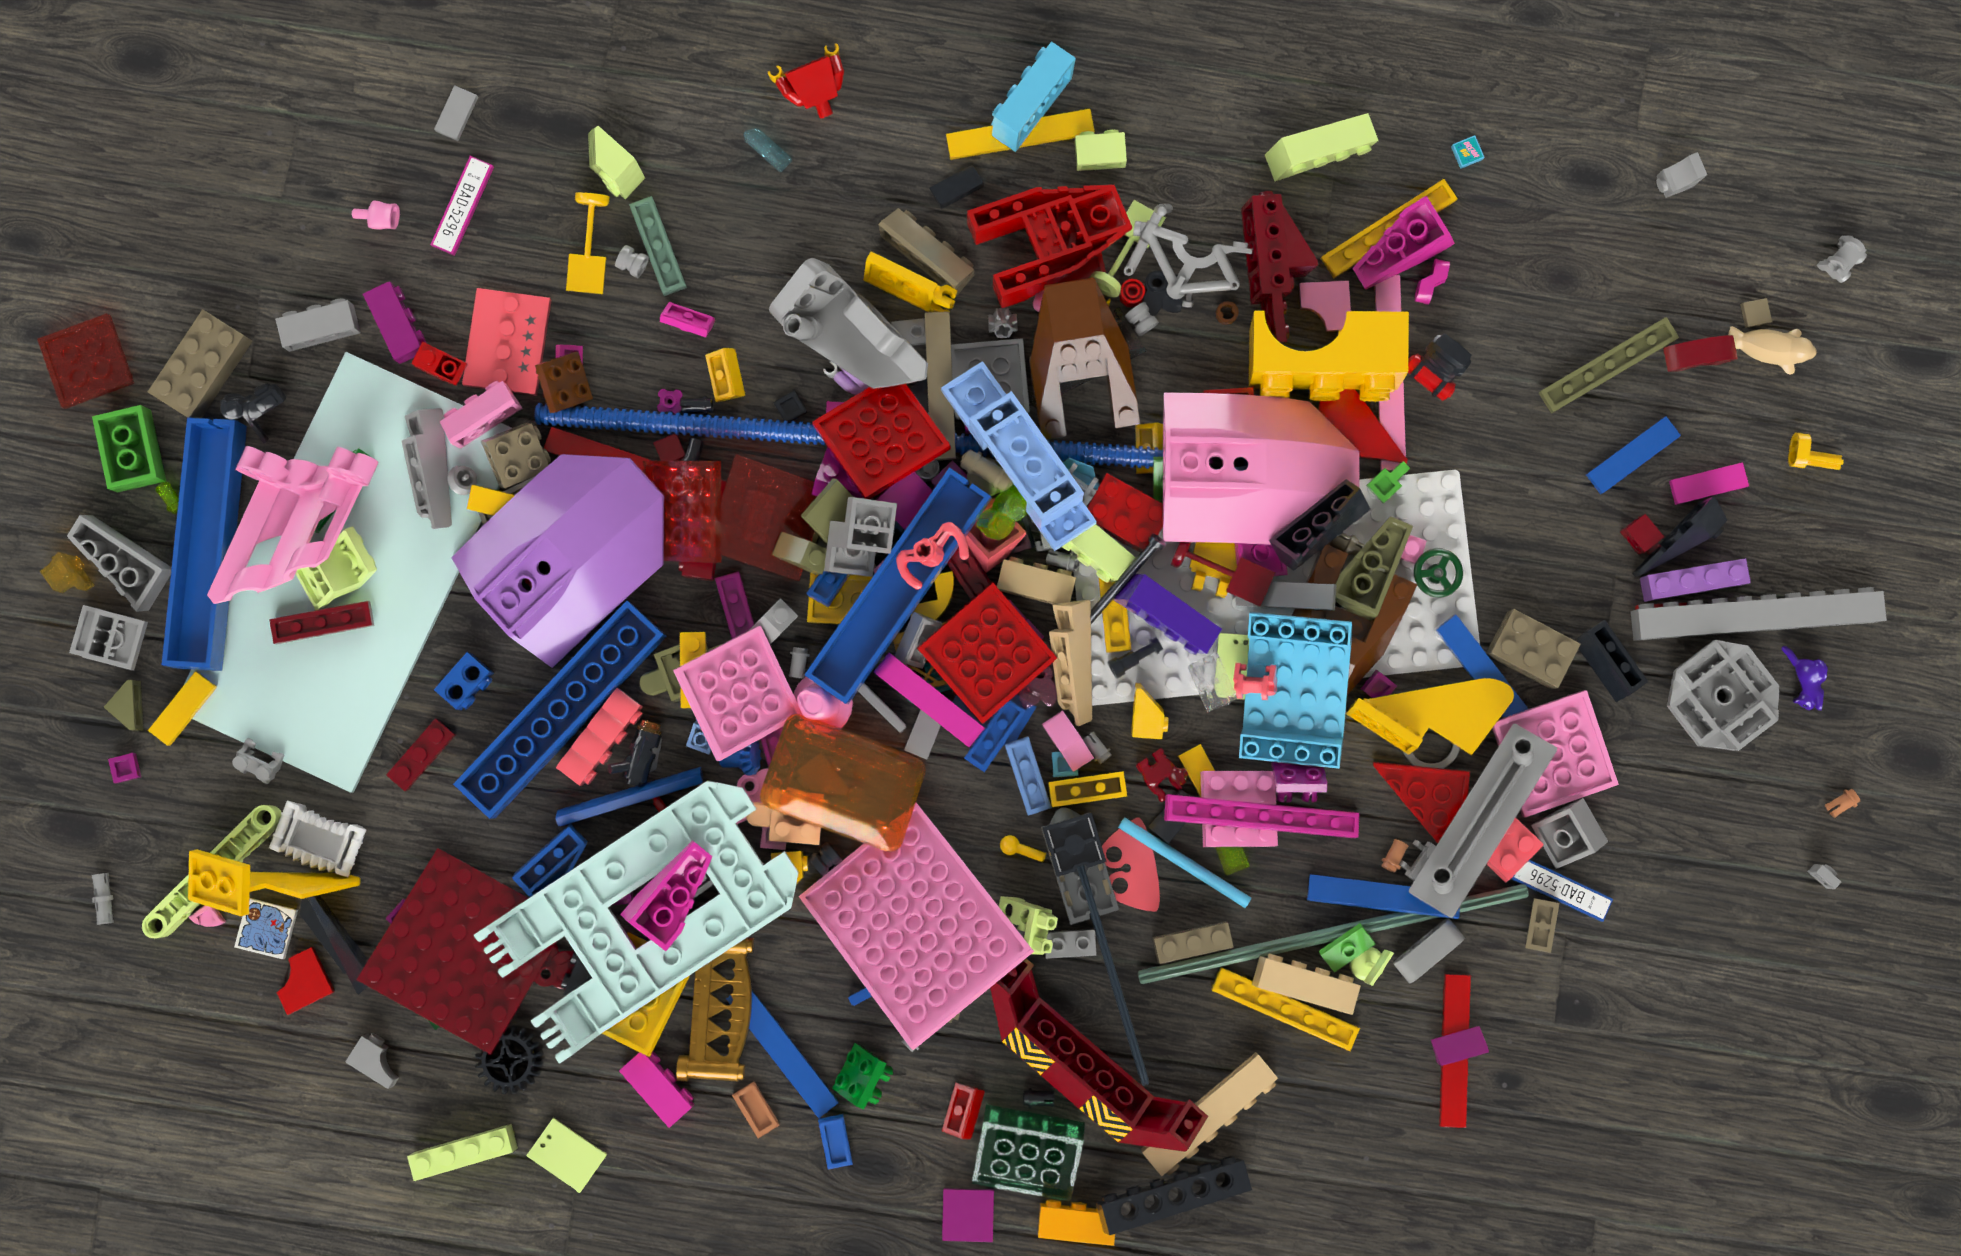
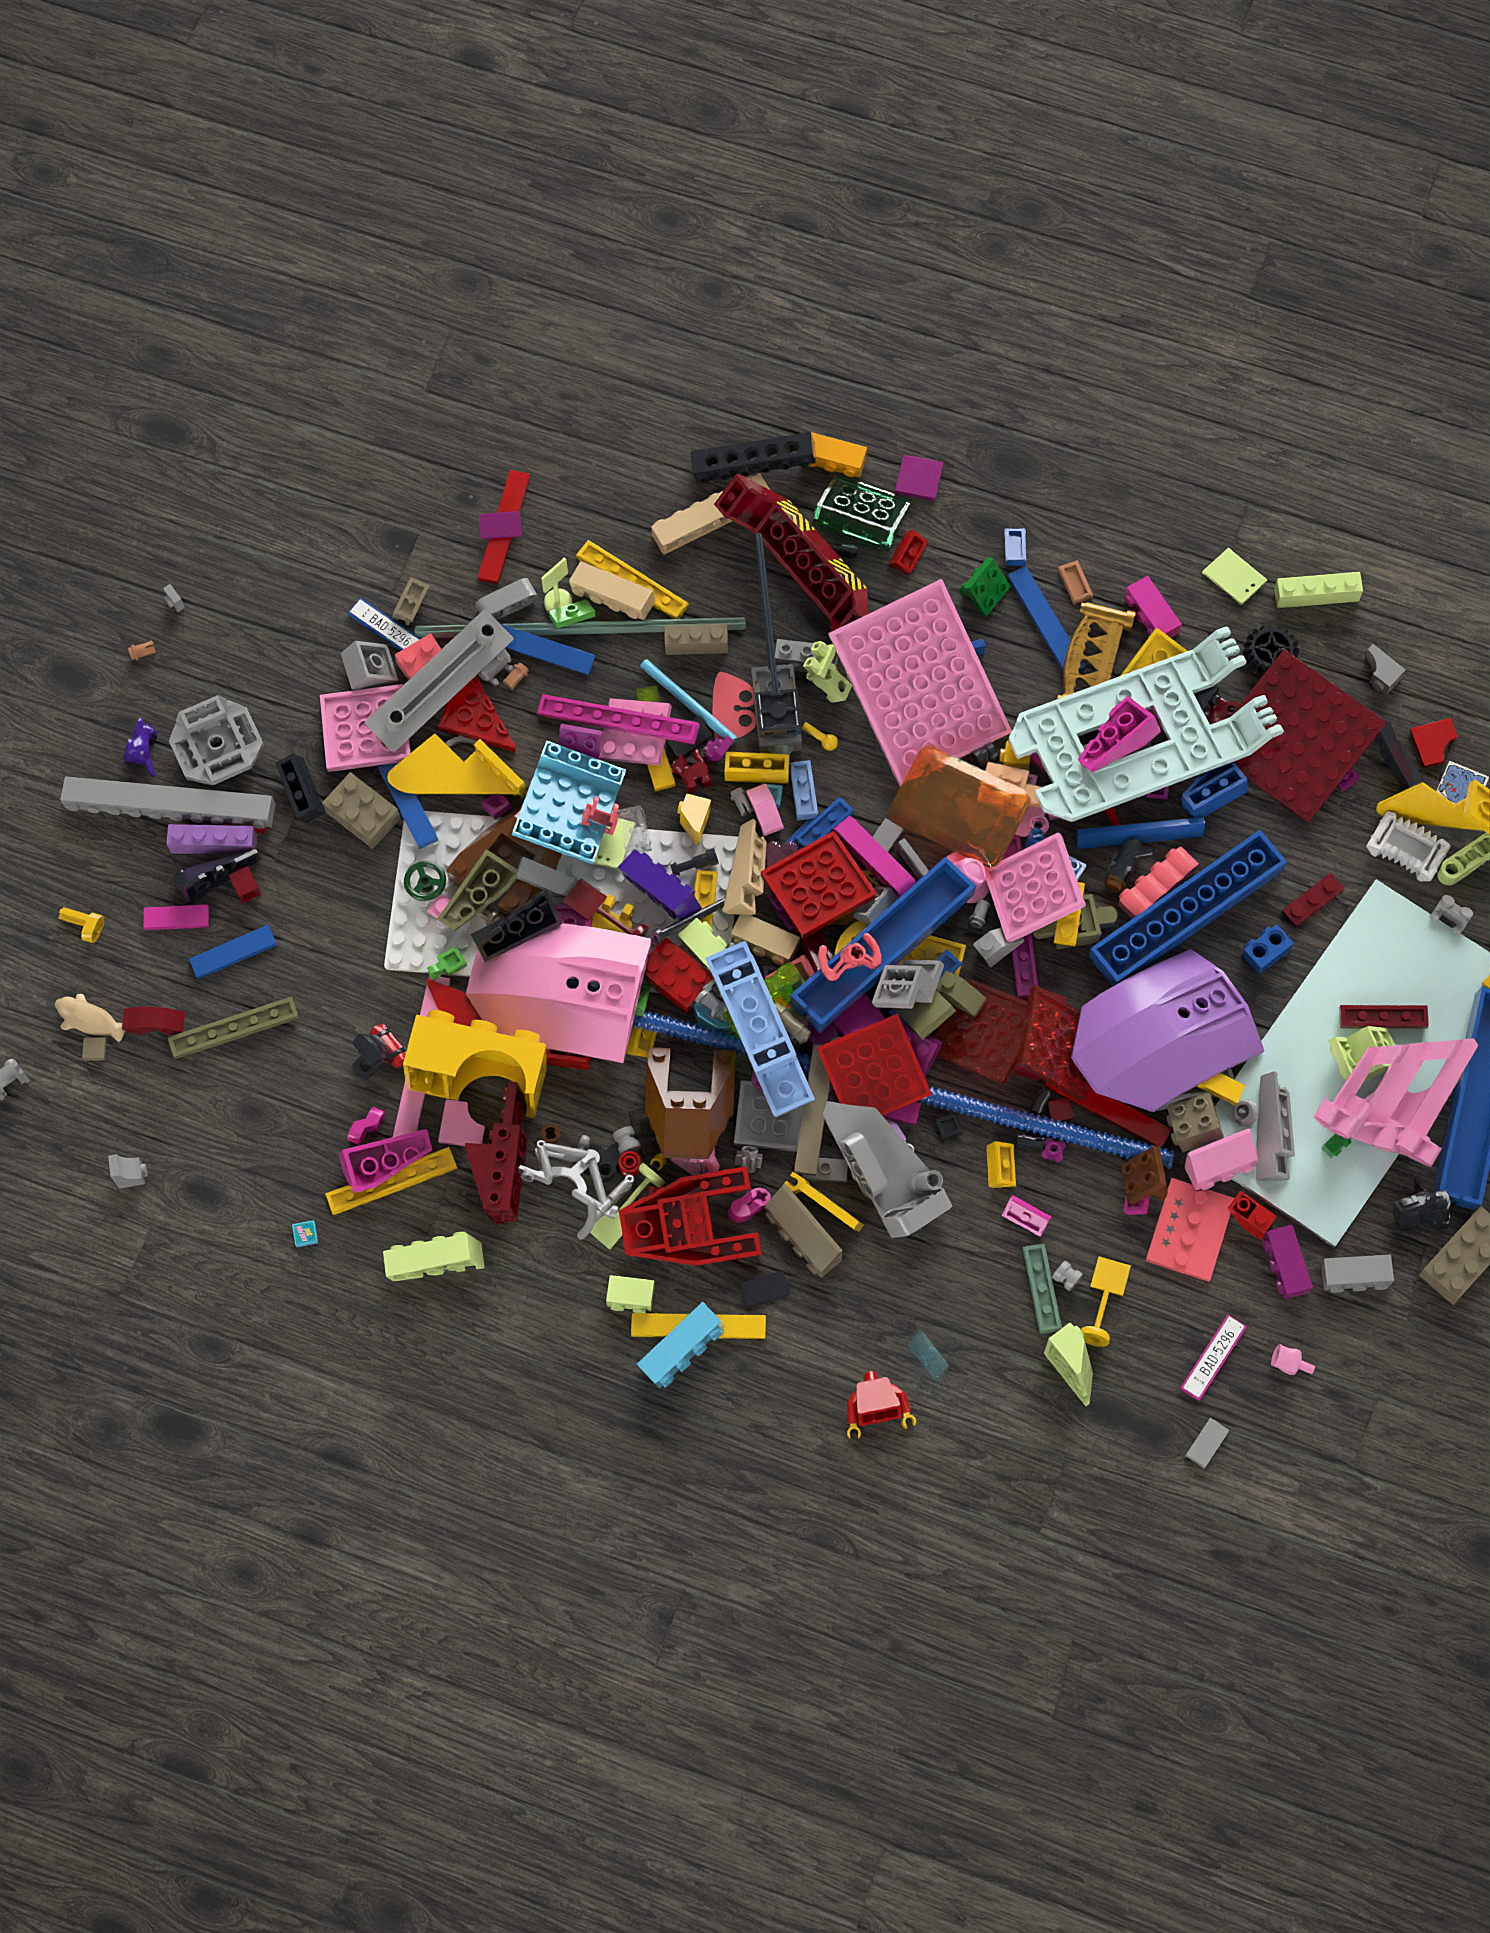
camera: 165 degrees left, 15 degrees down
(982, 280) = (756, 1199): none -> dark pink piece
(1138, 802) = (716, 749): none -> magenta slope

